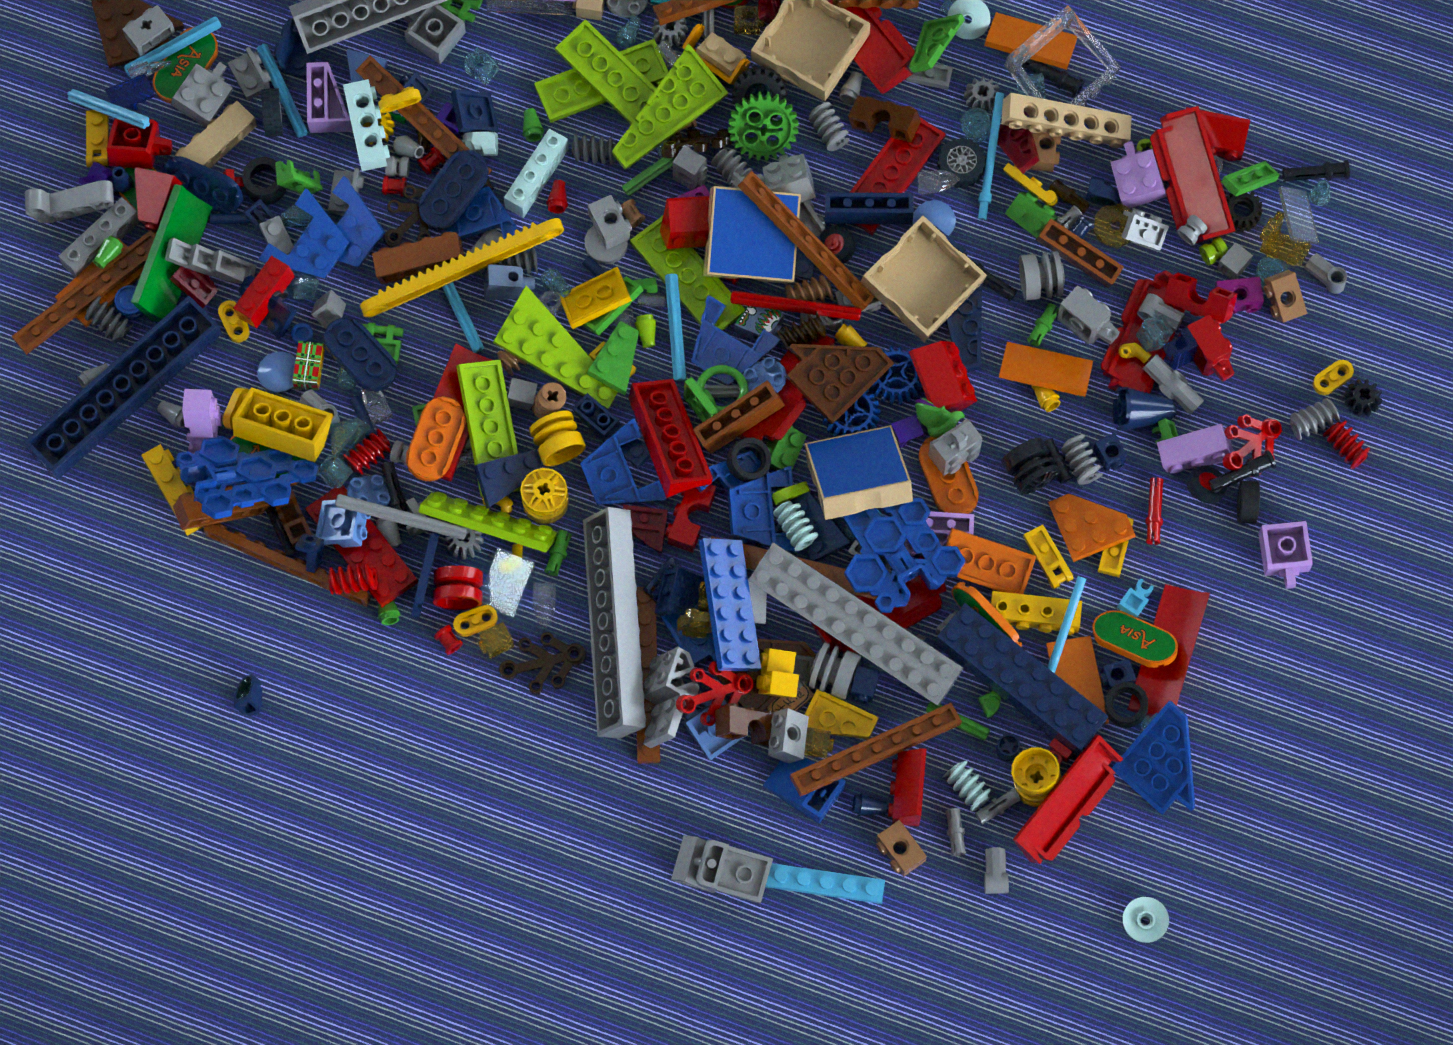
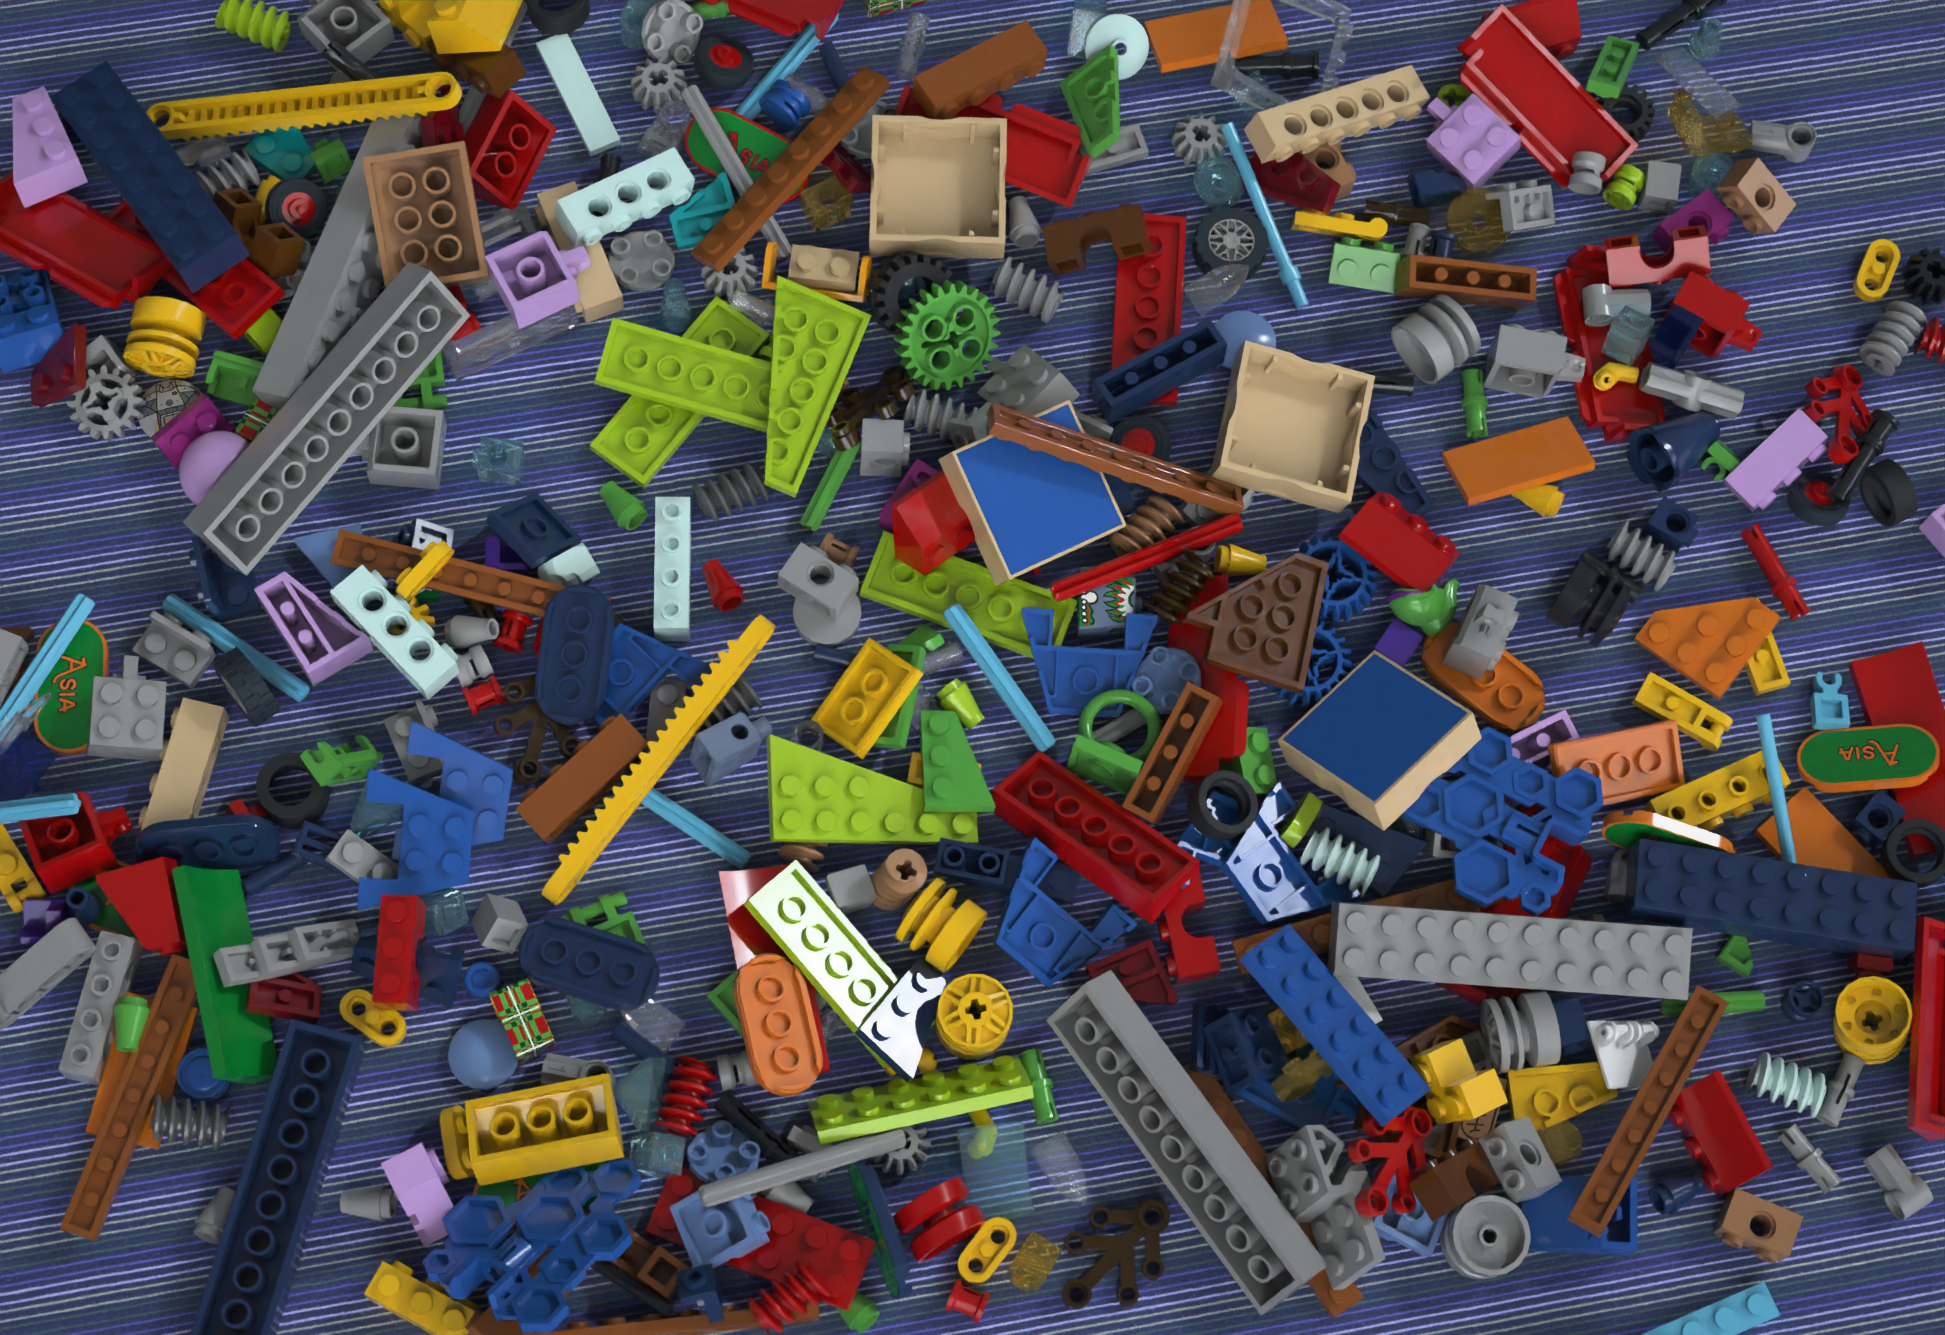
camera: 40 degrees left, 0 degrees up
(554, 281) = (795, 707): clear light blue cone -> none
(742, 779) = (1506, 1235): none -> light grey wheel
(886, 712) = (1623, 1051): none -> white hinge

